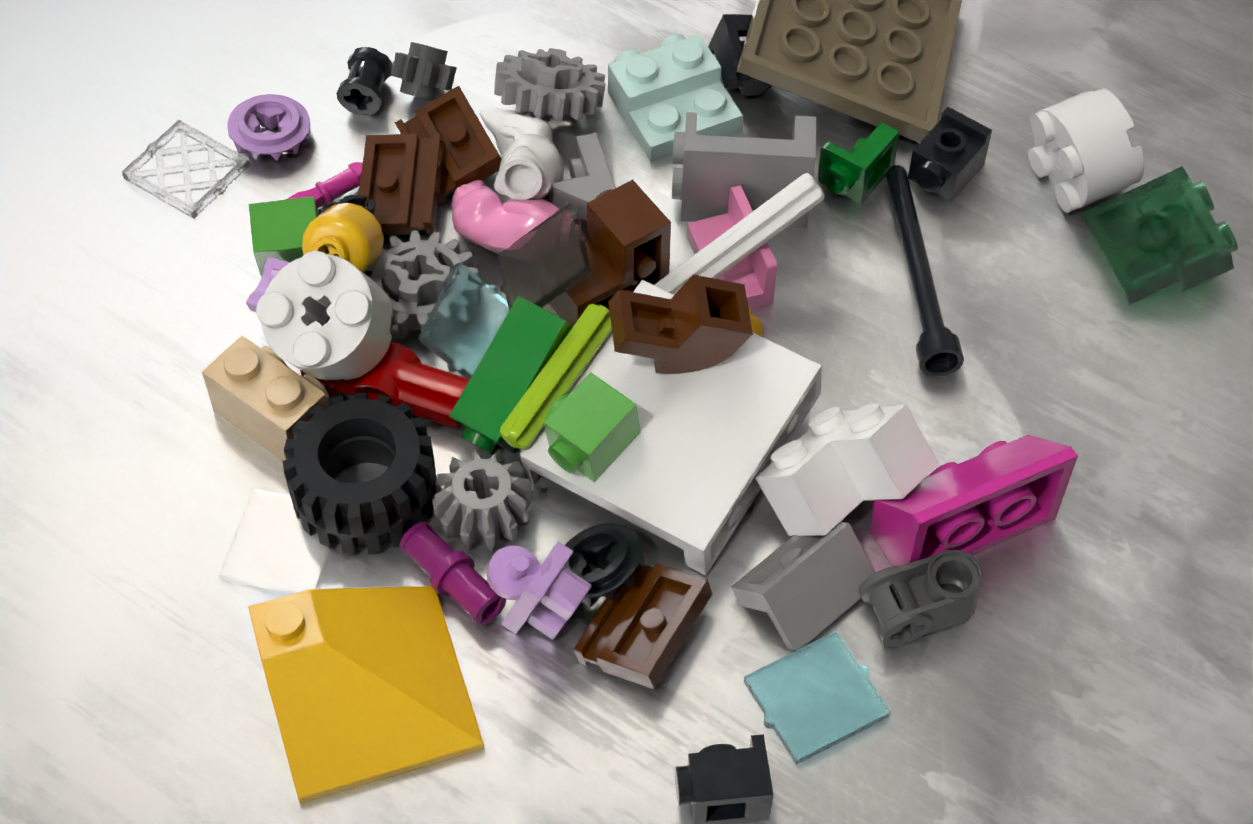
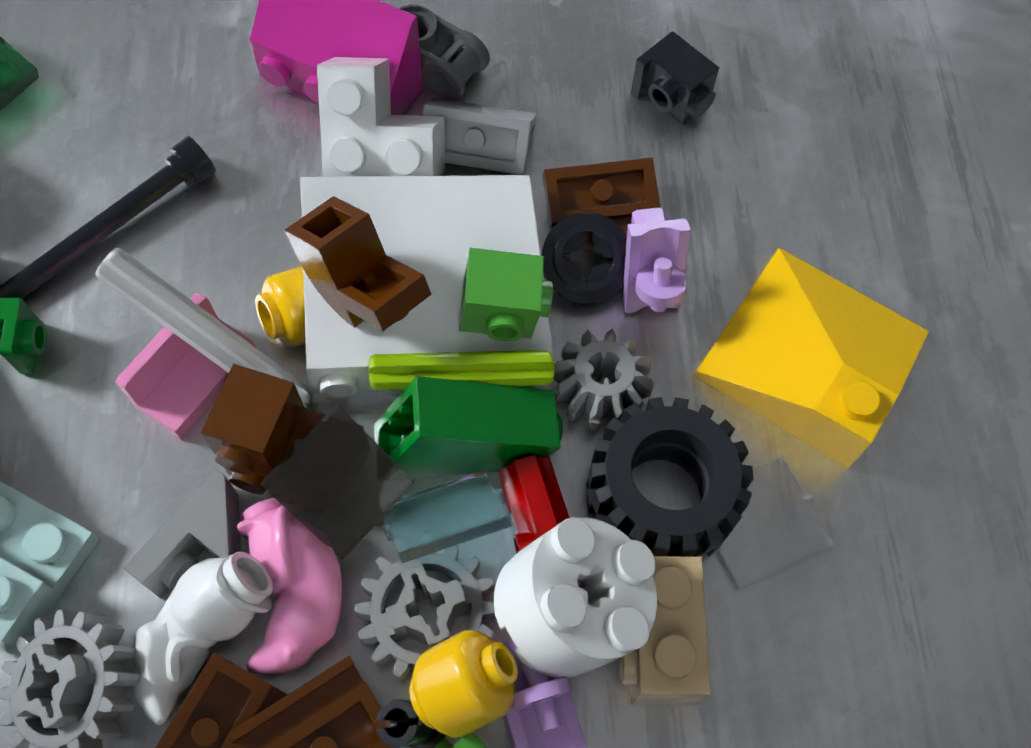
camera: 130 degrees left, 10 degrees up
(452, 573) = (681, 352): magenta pin -> none
(722, 162) = (65, 355): light grey panel -> none
(816, 697) = (558, 85): clear light blue piece -> none

